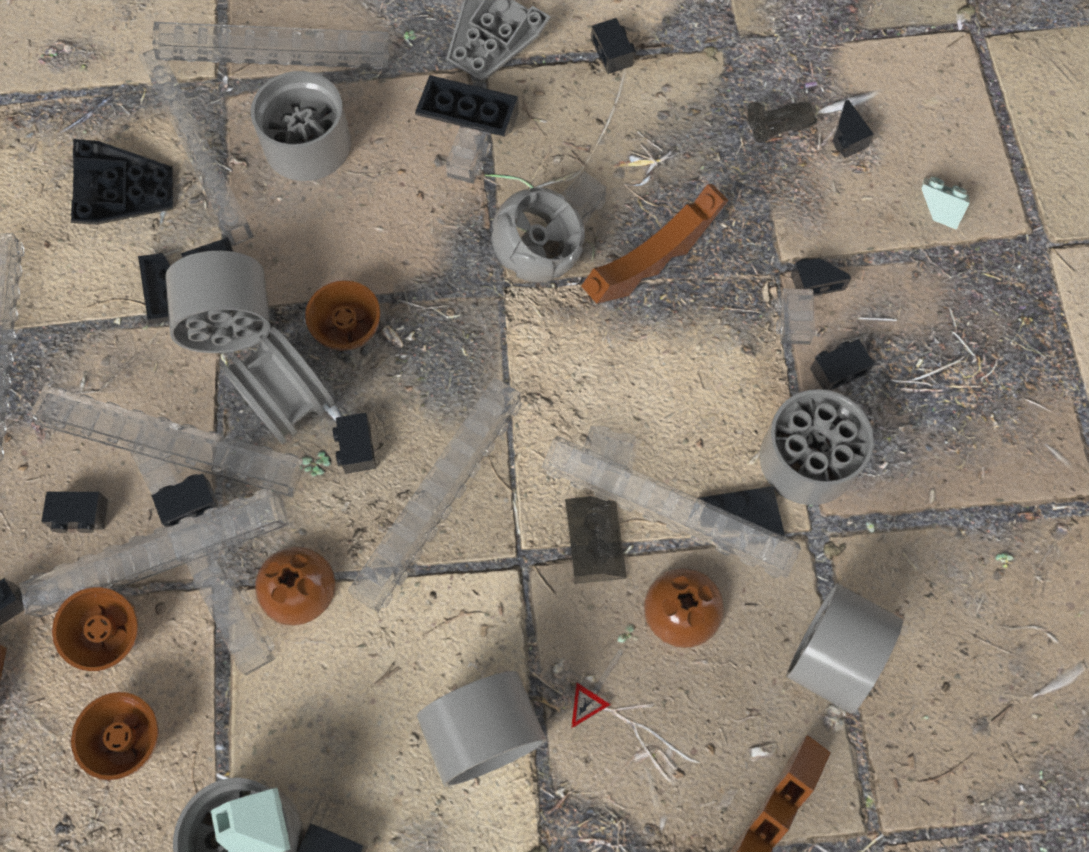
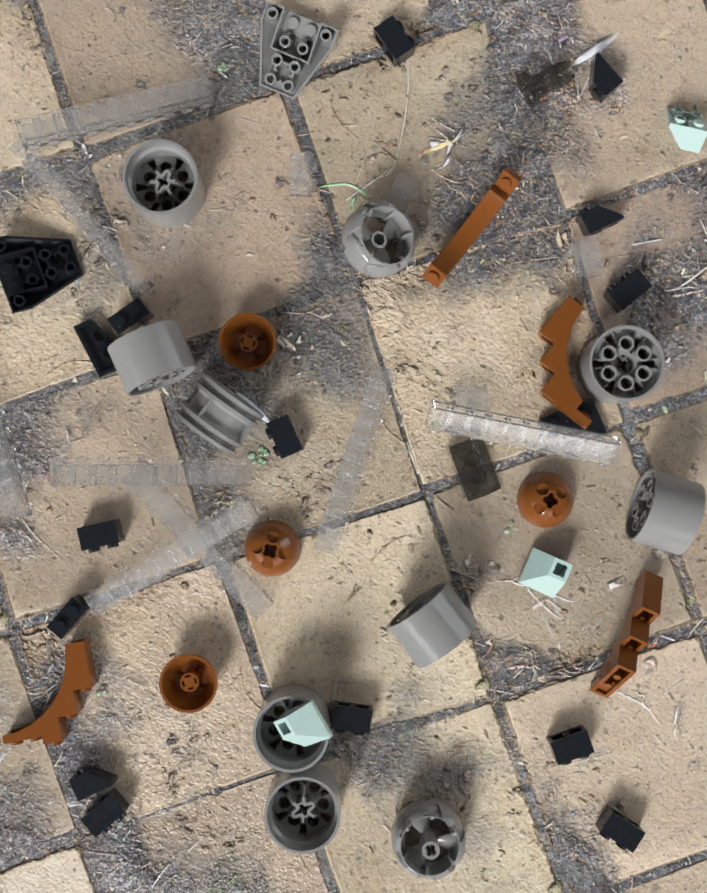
camera: 15 degrees left, 20 degrees up
(80, 629) = (151, 626): dark orange piece -> none
(184, 499) = (180, 515): black brick -> none
(468, 106) = (292, 133): black slope -> none
(587, 702) = (492, 580): piece -> none
(661, 705) = (544, 572): none -> light aqua slope
(729, 459) = (560, 388): none -> dark orange arch

